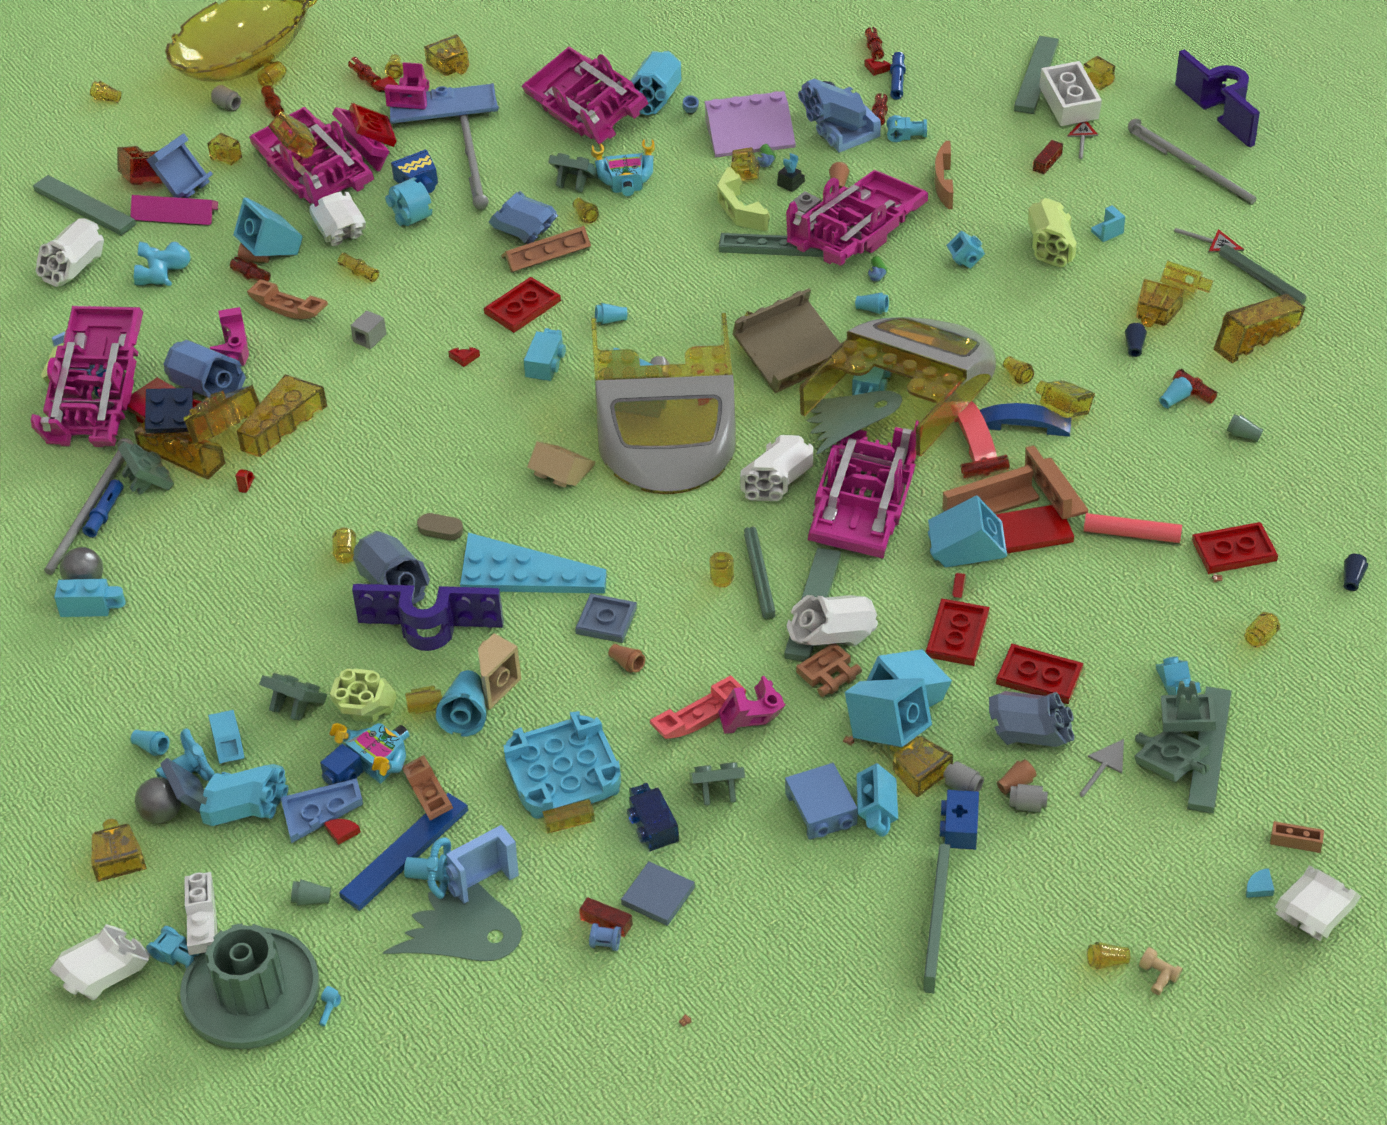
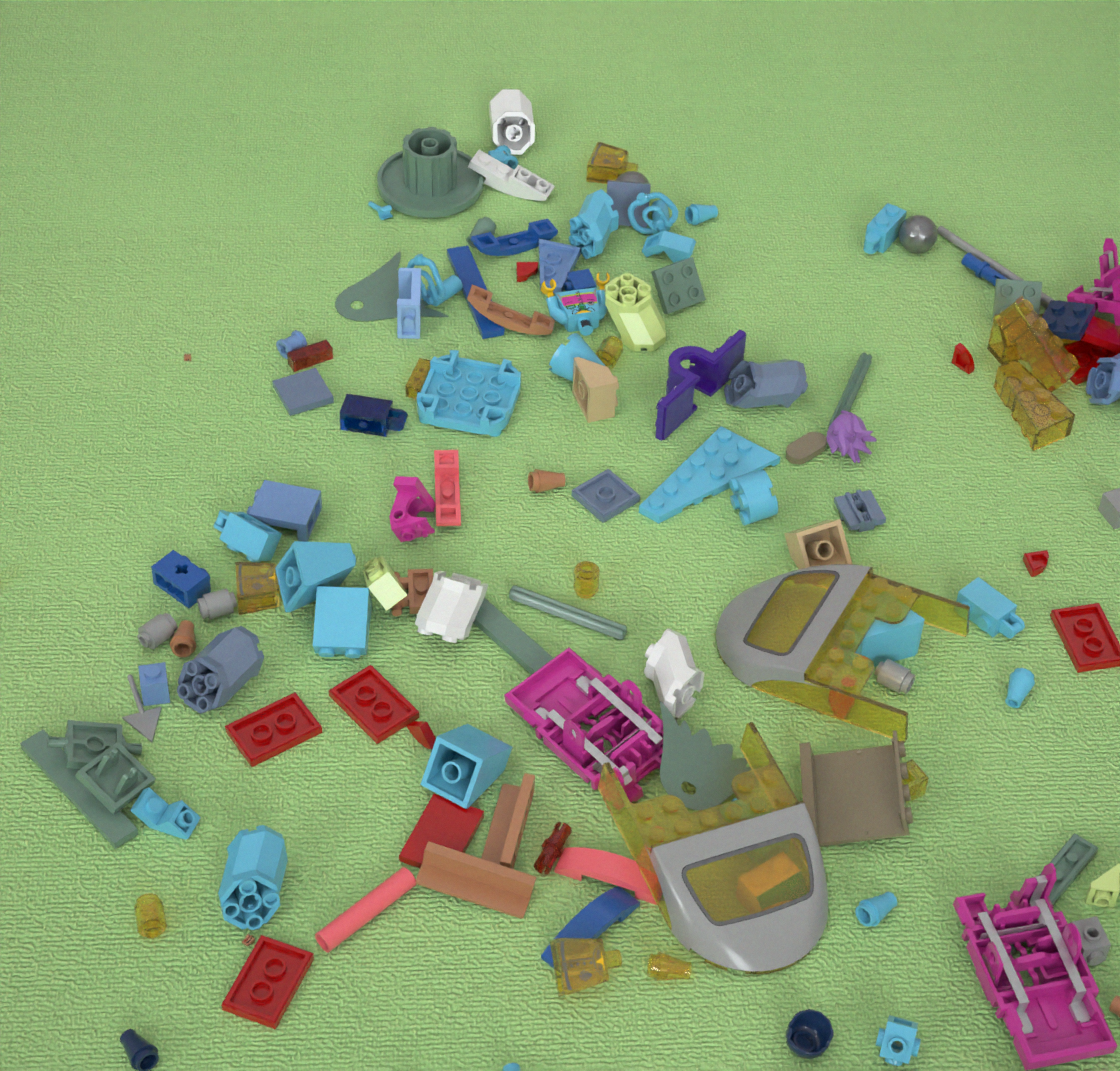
camera: 120 degrees right, 0 degrees up
(299, 861) = (516, 242): none -> blue slope
(343, 545) = (827, 381): clear yellow brick -> none
(359, 527) = (853, 385): none -> sand green axle
(415, 494) = (849, 435): none -> medium lavender hair
(492, 463) = (851, 505): none -> sand blue piece
(542, 514) = (753, 496): none -> medium azure brick
(705, 774) = (364, 458): sand green plate -> none
(847, 674) = (383, 582): none -> yellowish green slope
(879, 269) = (932, 953): arm -> none
(936, 919) = (114, 513): sand green tile -> none
(1001, 290) = (809, 1034): none -> dark blue hair
(1080, 759) = (154, 684): none -> medium blue brick
(1181, 583) = (253, 877): none -> medium azure brick

